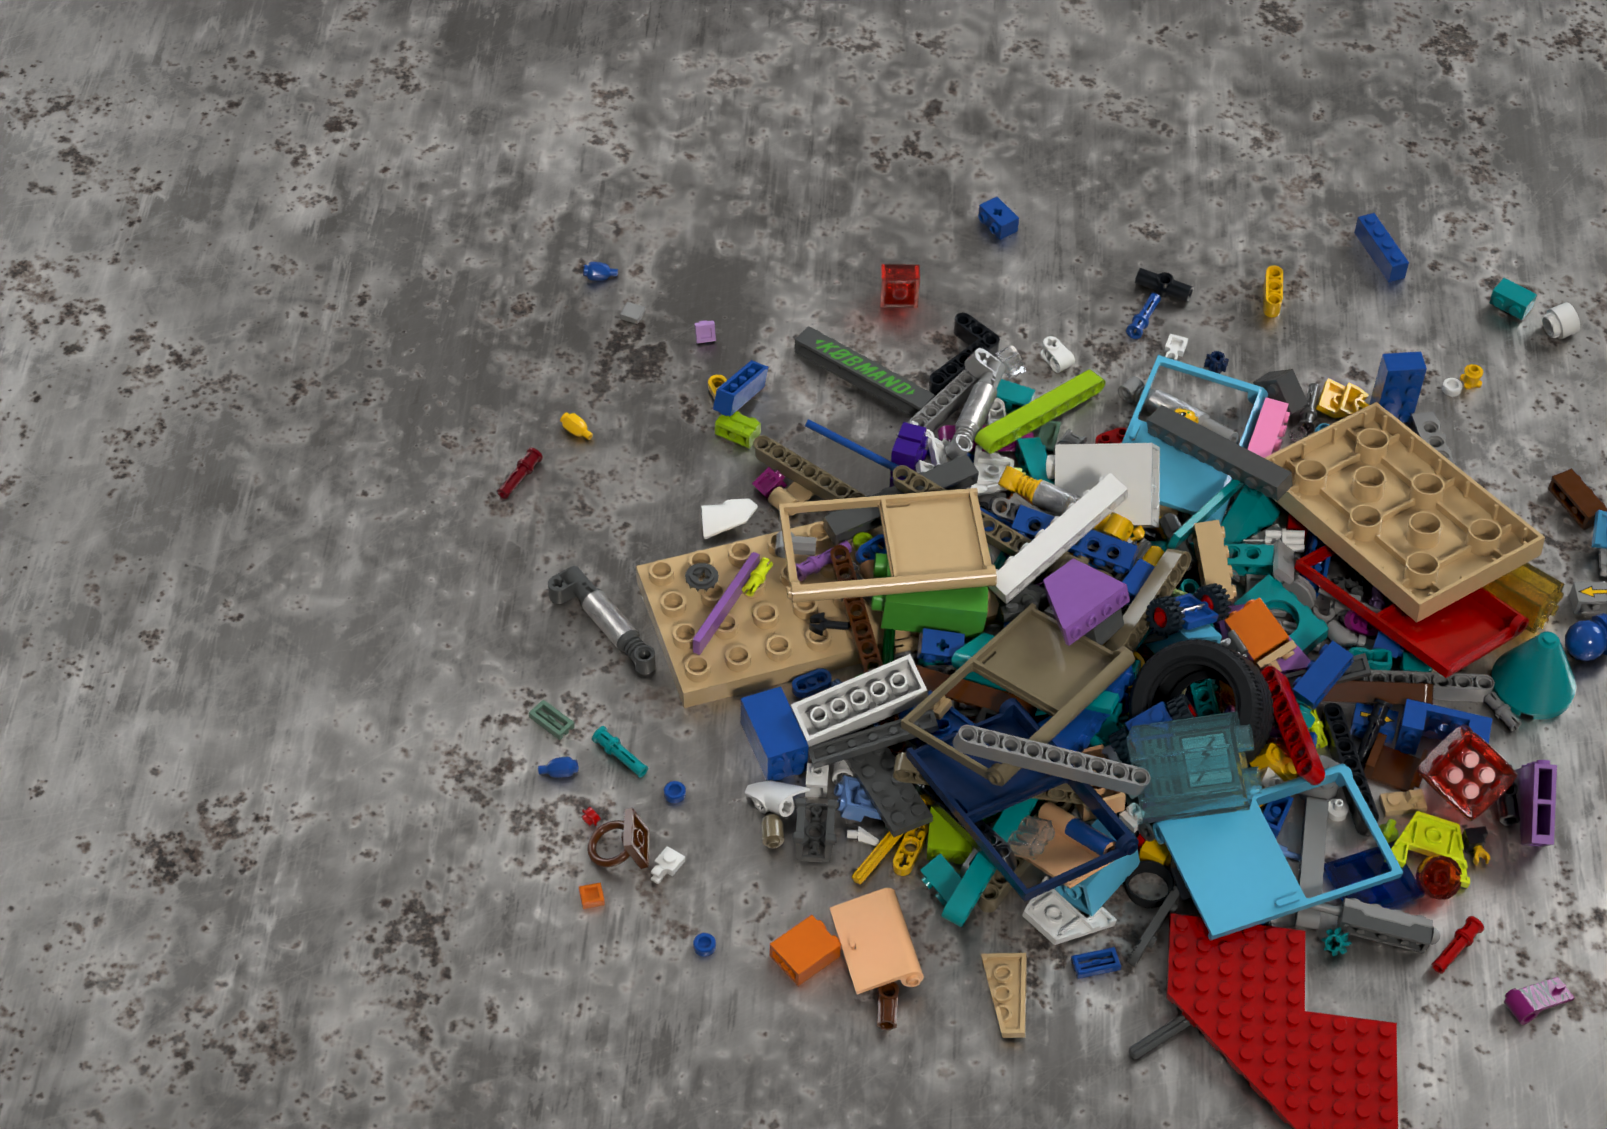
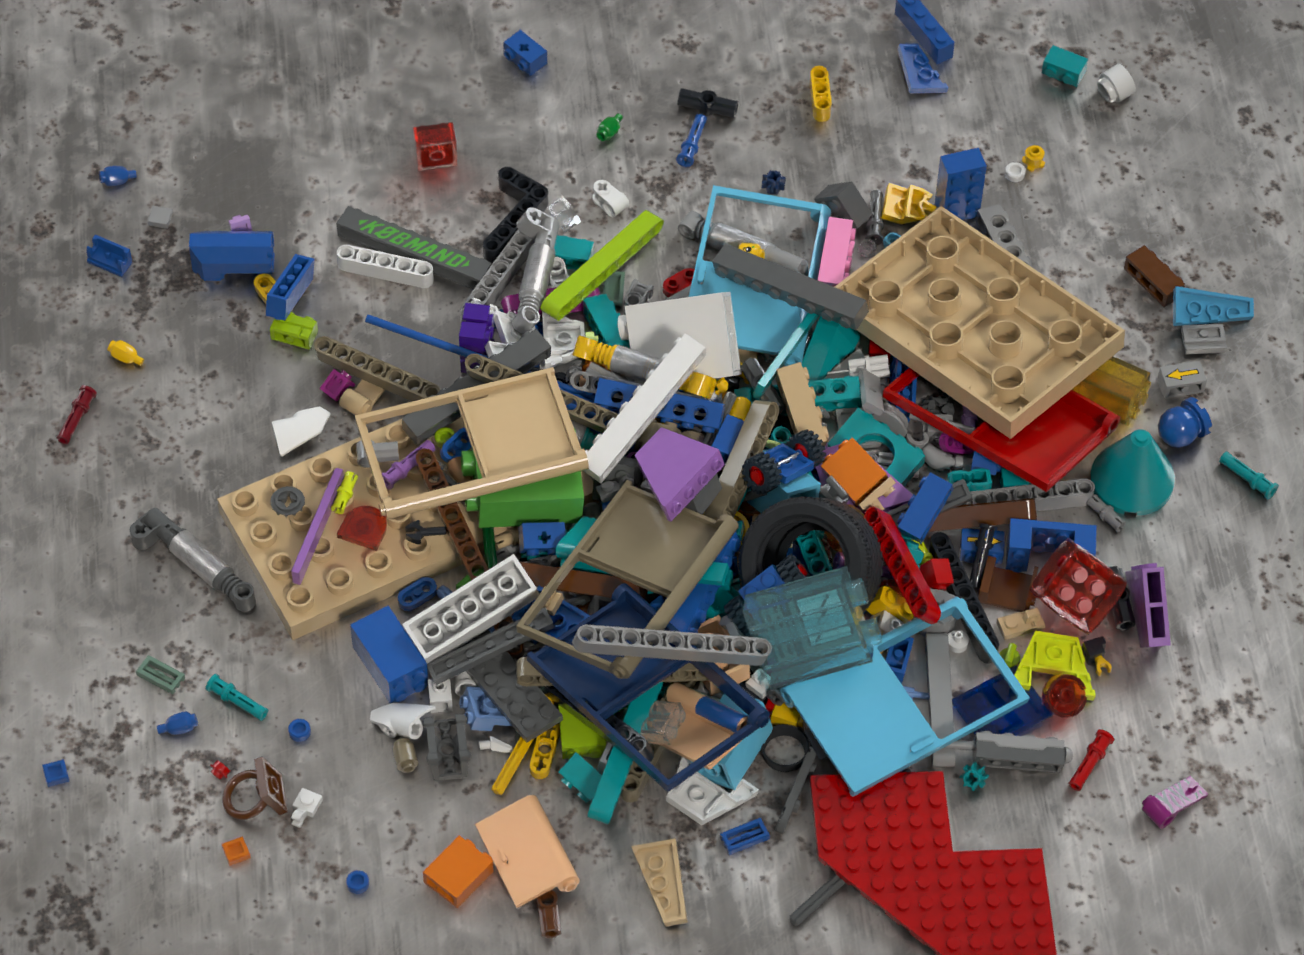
camera: 10 degrees left, 5 degrees up
(433, 795) = (55, 773): none -> blue tile
(578, 339) = (109, 256): none -> blue hinge
(690, 350) = (231, 253): none -> blue brick
(770, 610) = (363, 527): none -> clear red tile
(834, 384) = (385, 266): none -> white beam
(1066, 293) = (609, 127): none -> green plant
(1175, 346) = (729, 171): white plate -> none
(1326, 740) = (937, 573): none -> red brick
(1370, 286) = (918, 72): none -> blue wing

